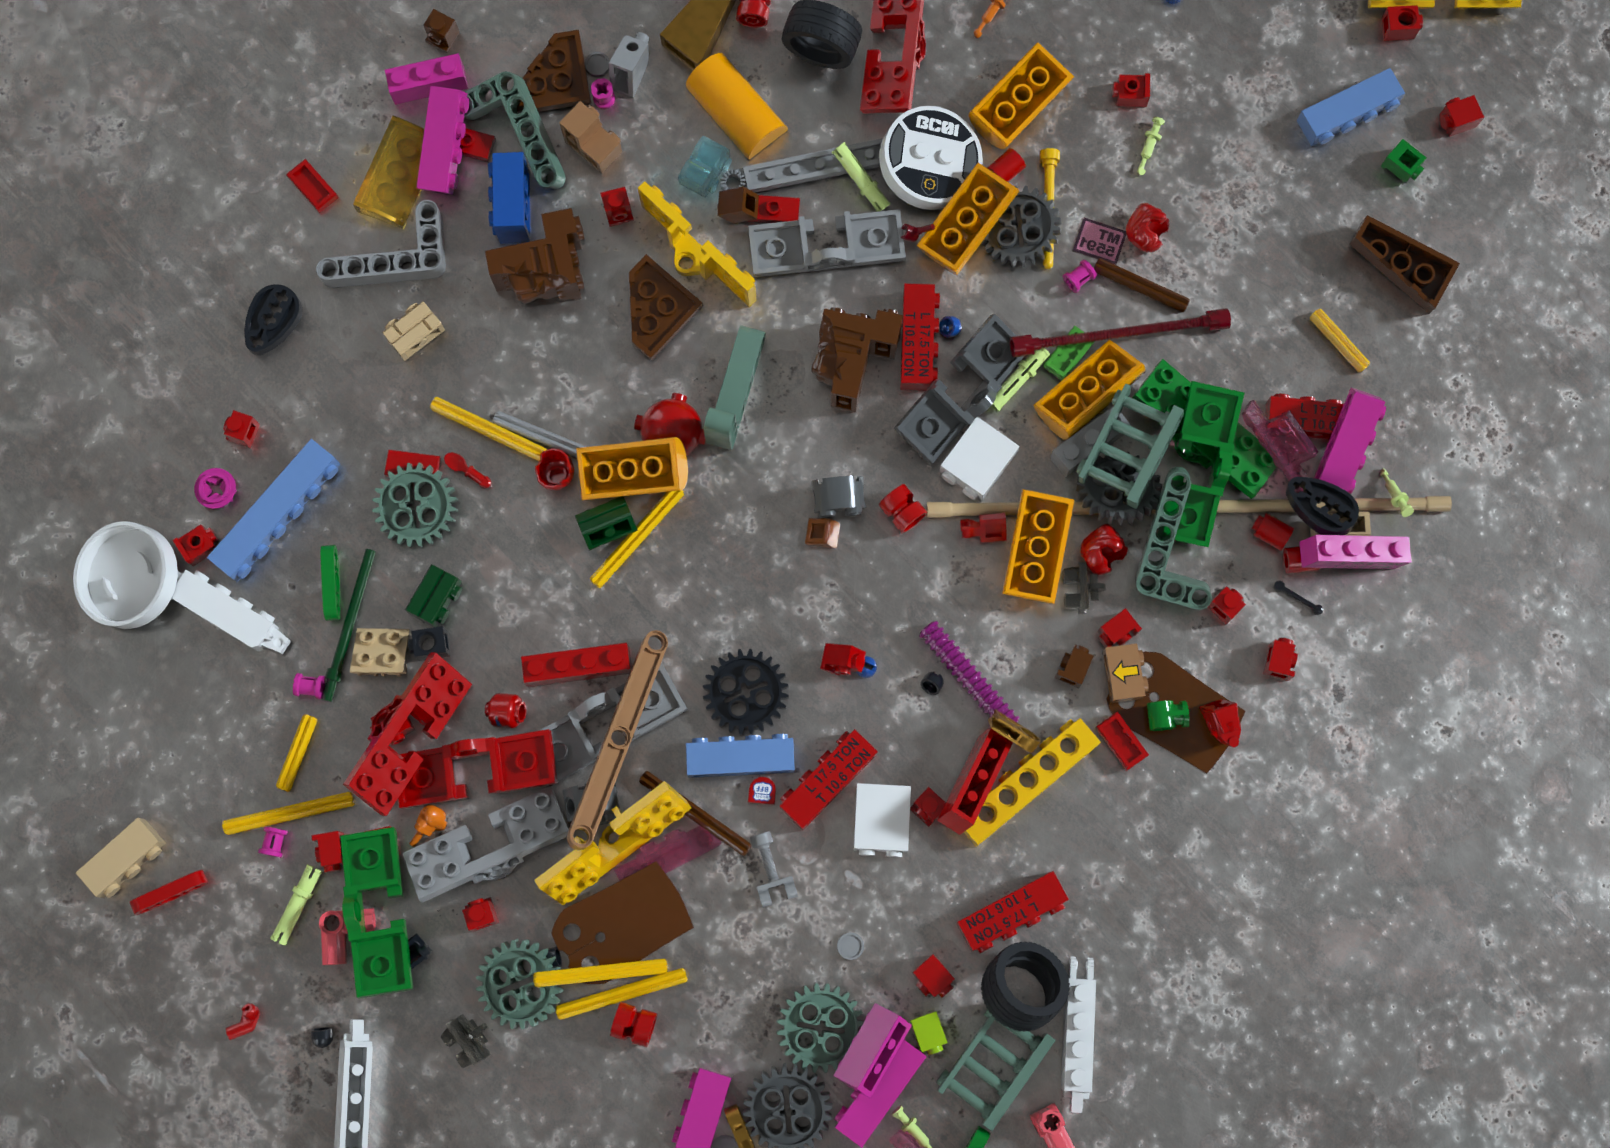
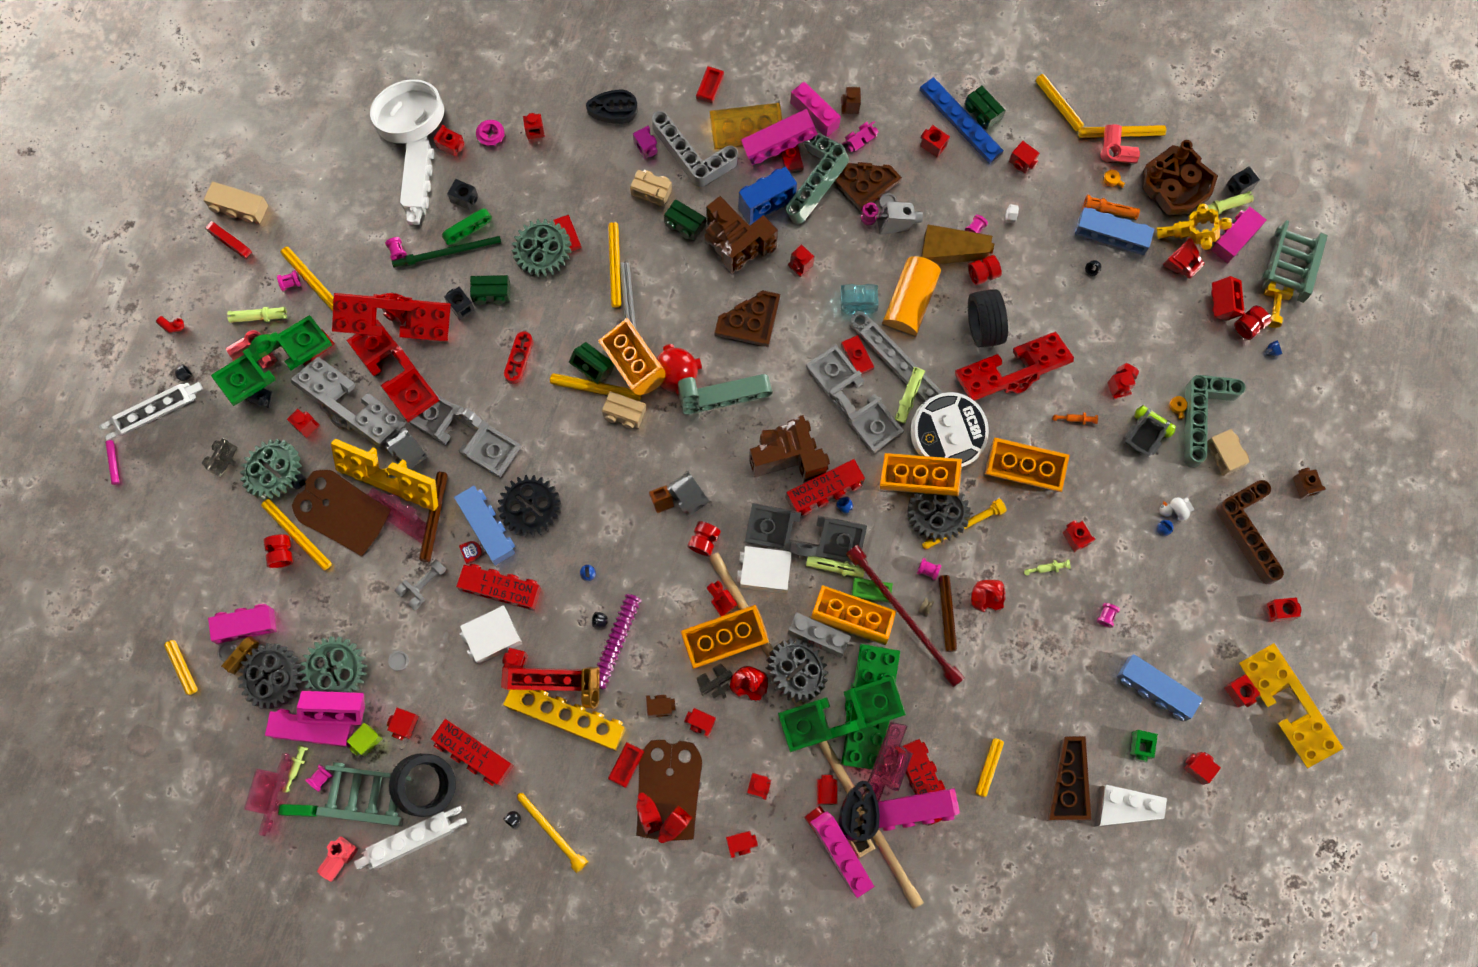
camera: 55 degrees right, 5 degrees down
(272, 564) = (459, 188): none -> black brick
(274, 510) = (493, 171): medium blue brick -> none
(296, 752) = (350, 265): yellow axle -> none
(329, 850) = (298, 313): red brick -> none
(347, 305) = (645, 142): none -> magenta brick
(380, 652) = (438, 277): tan hinge -> none
(429, 820) = (346, 361): orange piece -> none
(457, 463) = (583, 258): red piece -> none
(481, 314) = (684, 220): none -> dark green brick
(492, 56) = (866, 132): none -> dark pink hinge
(505, 710) = (440, 368): red head -> none
(525, 600) = (516, 348): none -> red beam
(554, 469) = (609, 315): red hair -> none
(576, 665) = (491, 394): red brick -> none
(586, 136) = (836, 216): medium nougat brick -> none
(600, 972) = (299, 512): yellow axle -> none
(611, 755) = (438, 441): medium nougat beam -> none
(688, 517) = (623, 410): none -> tan brick
(705, 257) = (801, 315): yellow plate -> none
(738, 205) = (845, 330): reddish brown brick -> none
(842, 659) = (582, 553): red brick -> none
(912, 233) = (892, 446): dark red hand -> none
(945, 1108) = (319, 777): none -> dark pink bush
(1008, 165) = (973, 482): red brick -> none
(1100, 240) = (962, 570): clear pink sticker -> none
(1115, 904) = (512, 819): none -> black hinge
(1122, 305) = (925, 607): none -> dark tan bush
(1125, 673) = (672, 741): medium nougat brick -> none
(1145, 467) = (815, 676): sand green fence -> none
(1164, 545) = (771, 719): sand green beam -> none
(1166, 715) = (659, 785): green piece -> none
(1194, 744) = (648, 814): none -> red piece
(1204, 854) = (577, 862): none -> yellow piece
(1240, 112) = (1108, 615): none -> dark pink bush
(1280, 586) = (791, 852): black hinge -> none
(1399, 498) = (898, 866): yellowish green piece -> none
(1461, 221) = (1127, 806): none -> white wedge

